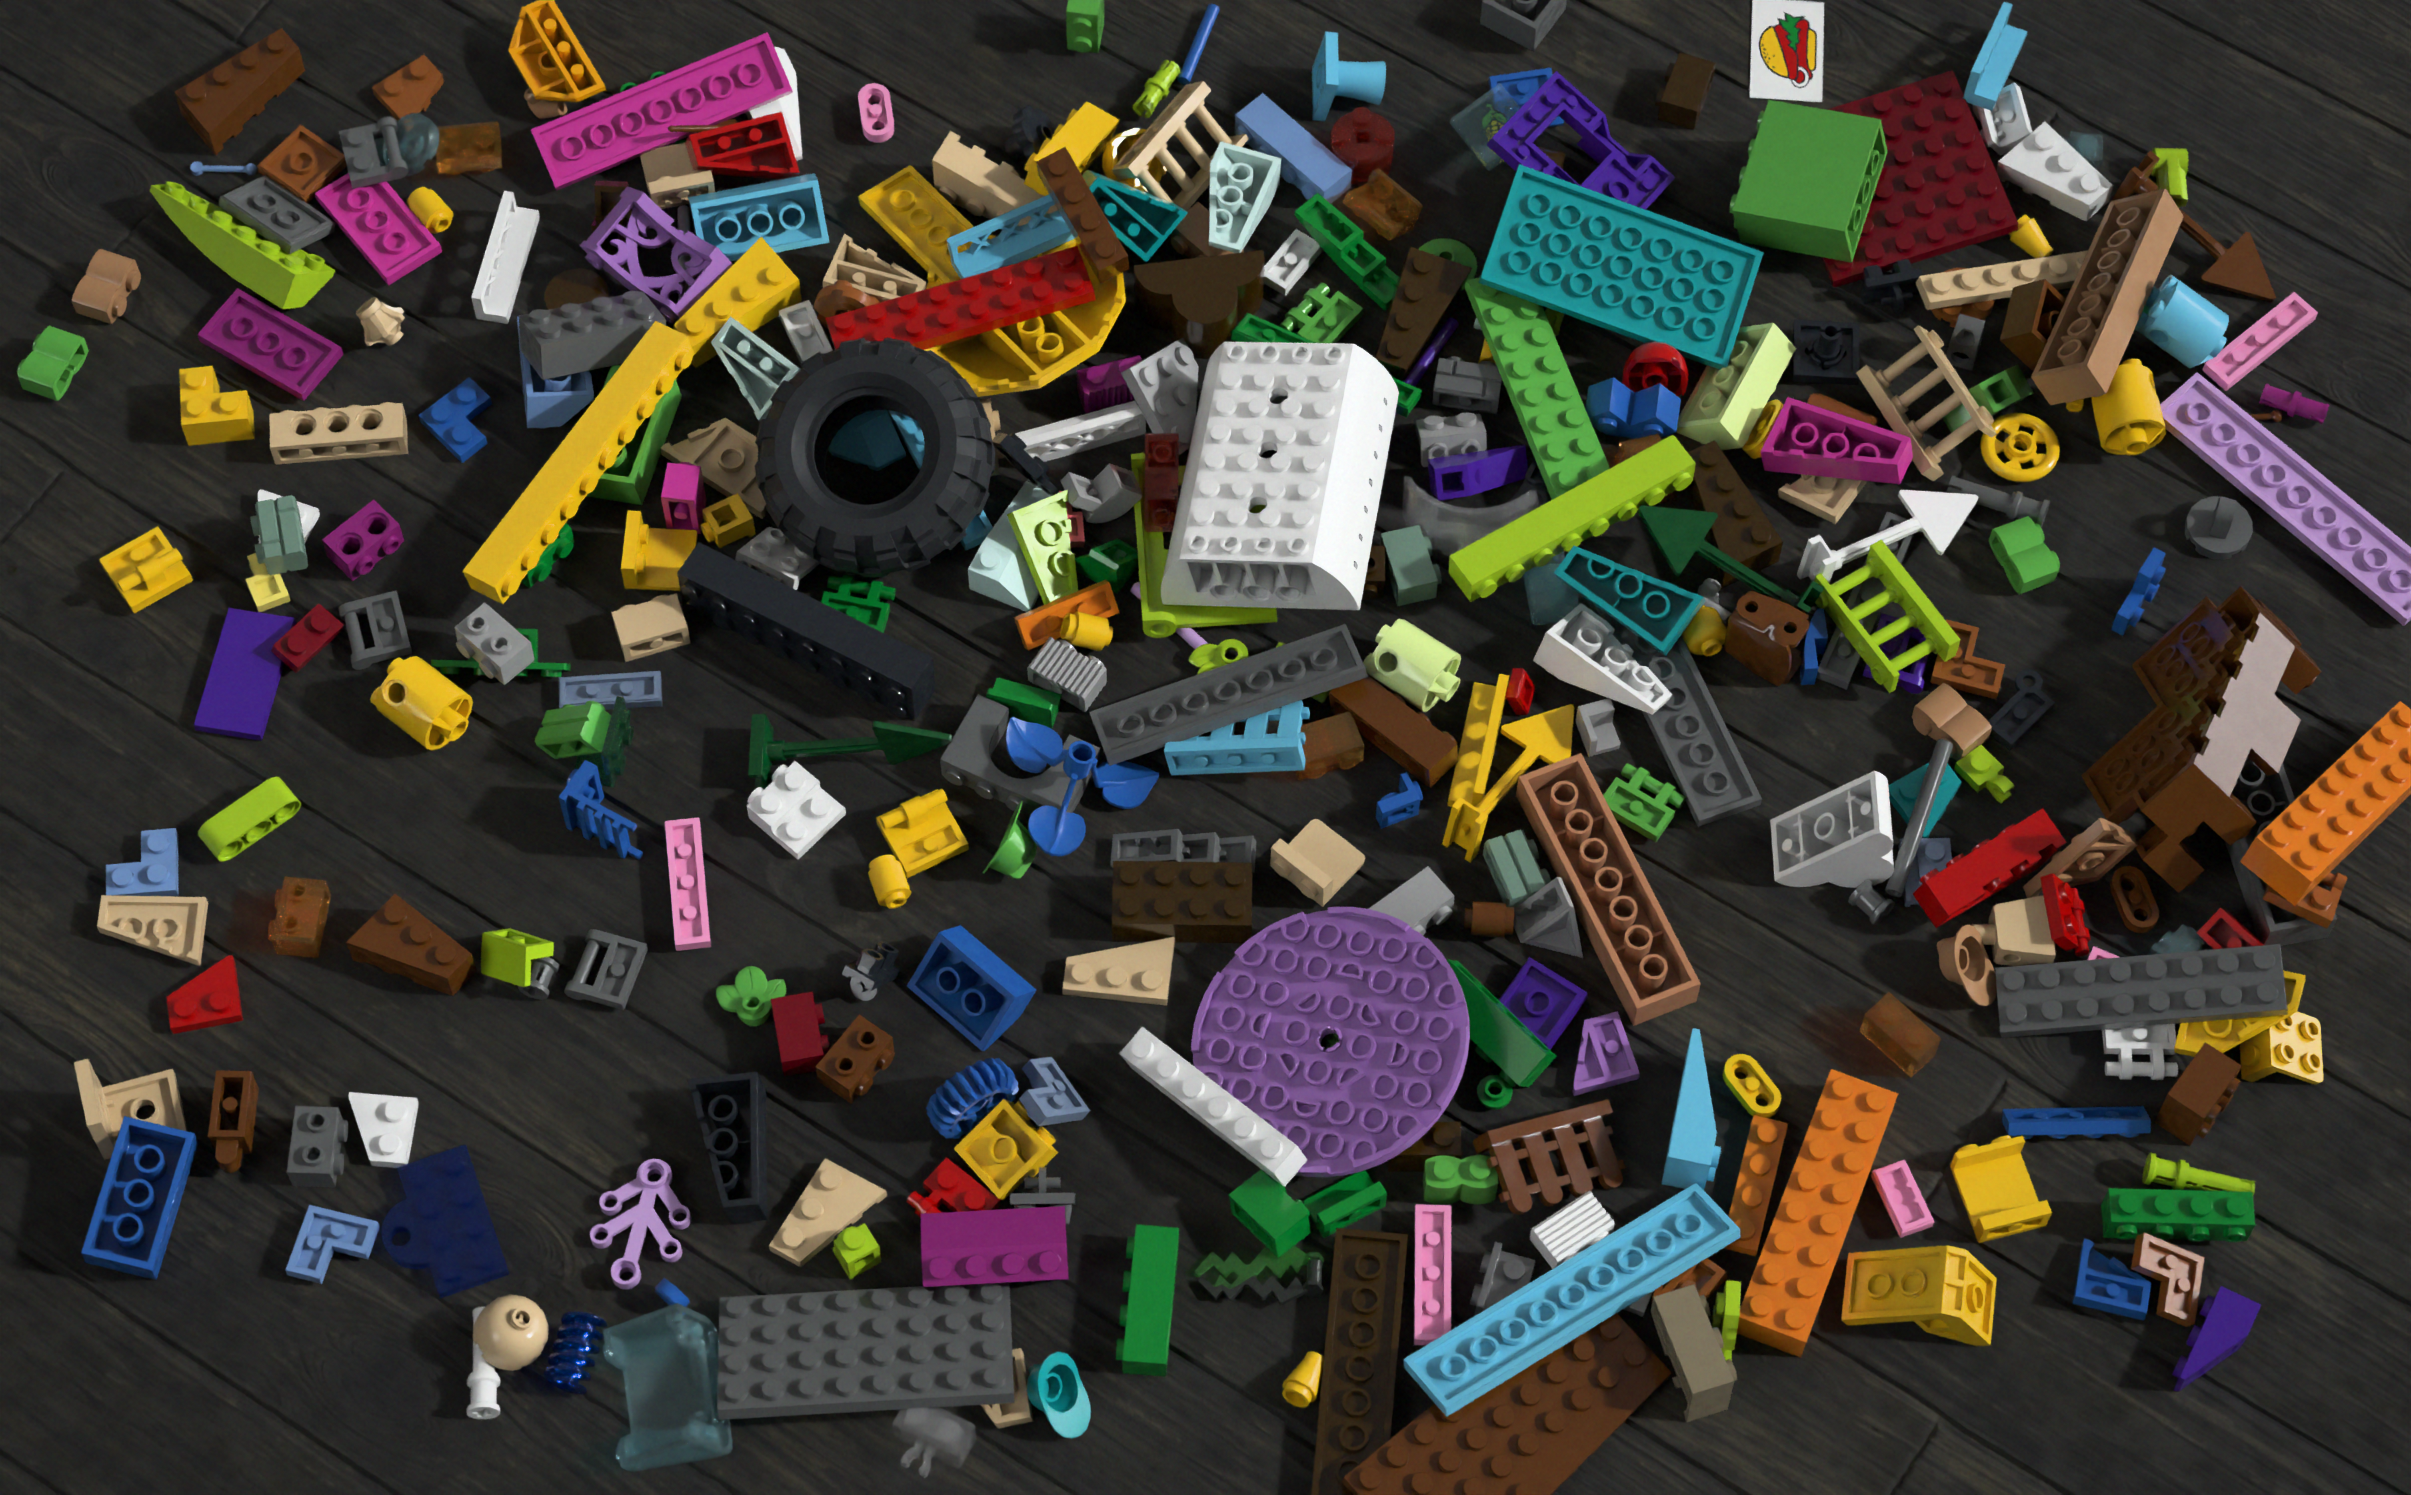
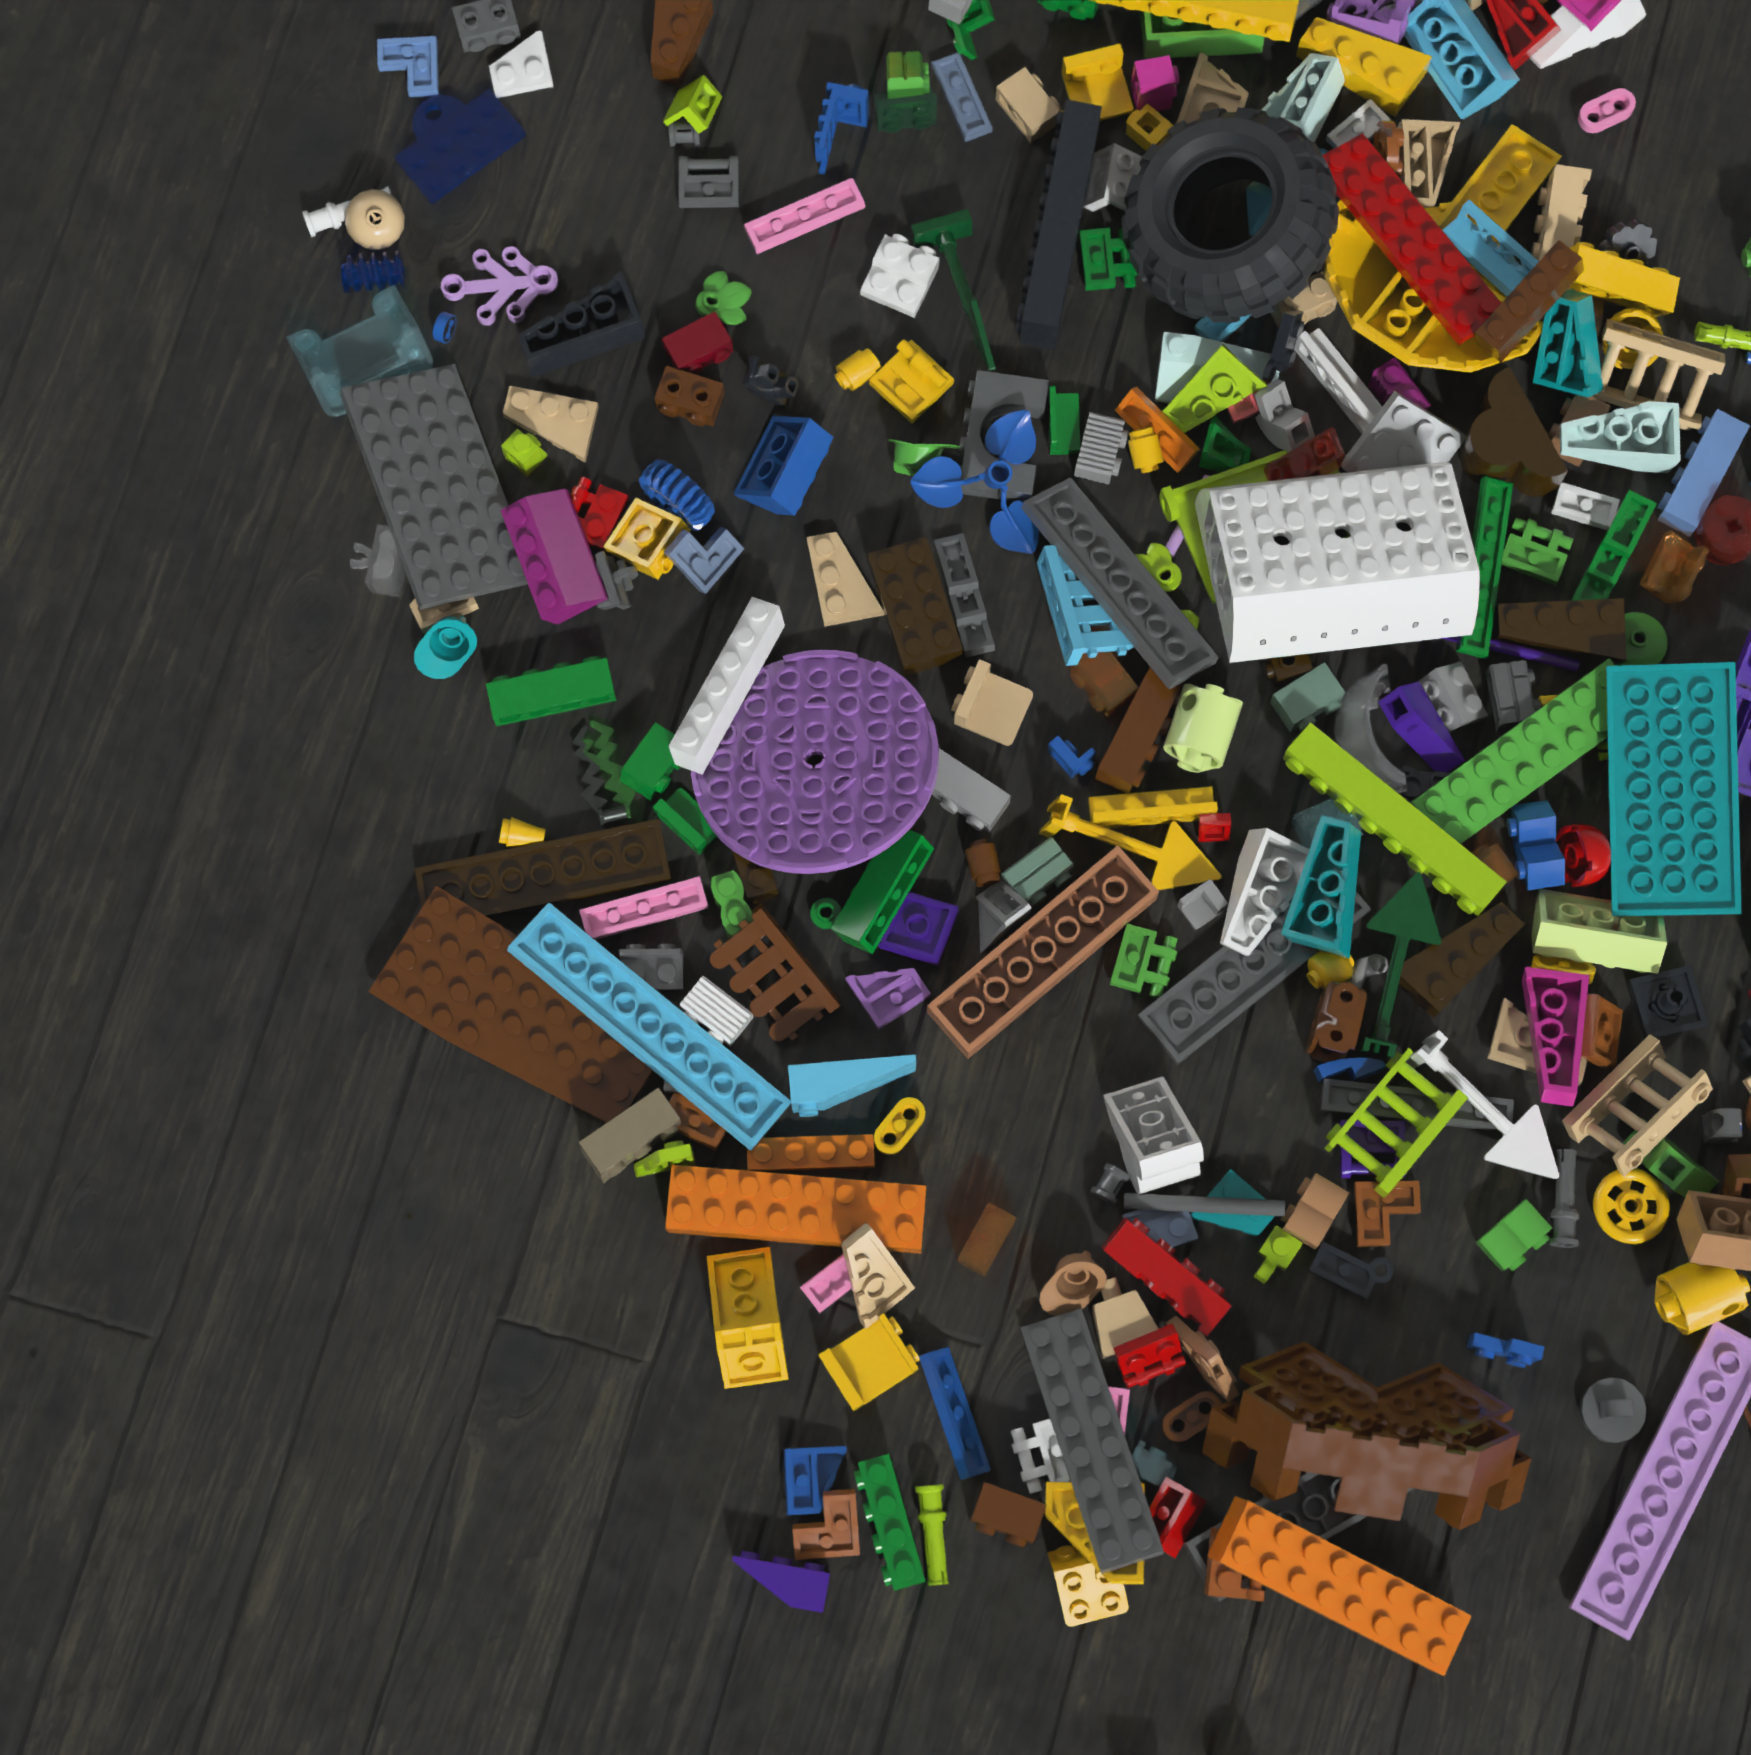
camera: 75 degrees right, 15 degrees up
(1913, 1149) = (873, 1275): none -> tan wing

